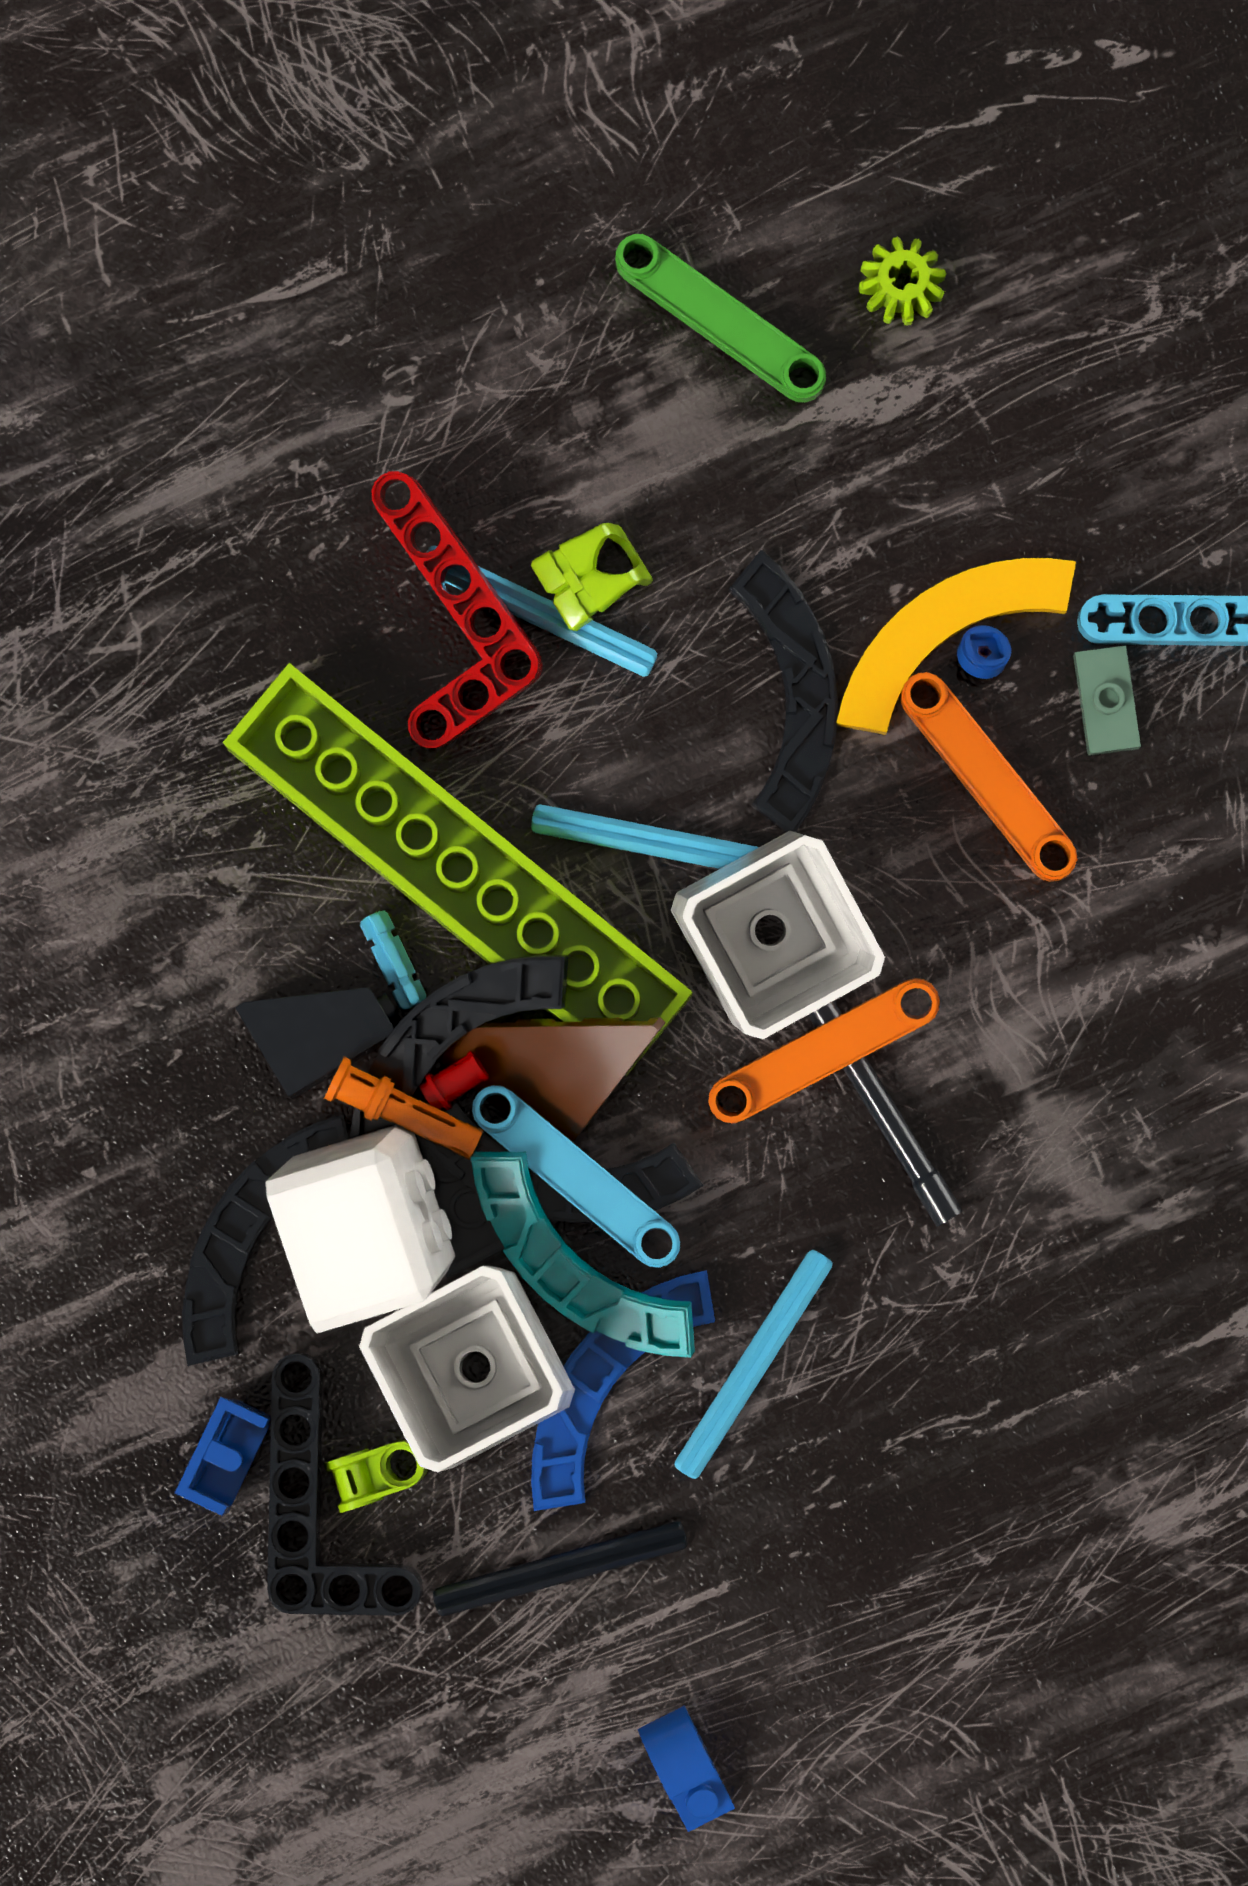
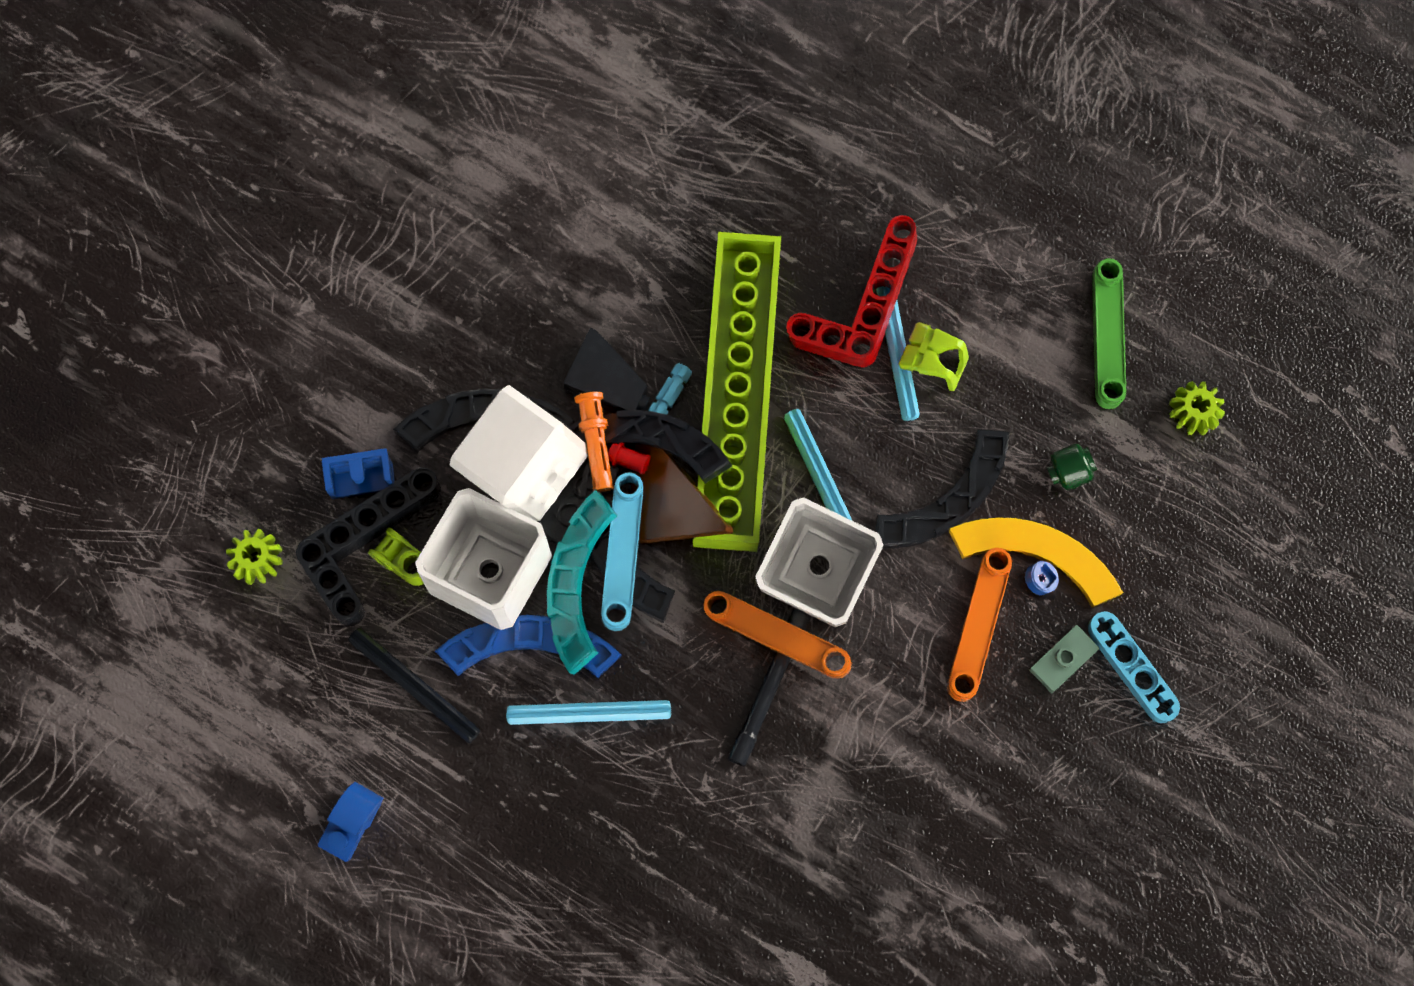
camera: 50 degrees right, 10 degrees down
(252, 1681) = (240, 556): none -> lime gear
(866, 503) = (1072, 466): none -> dark green head

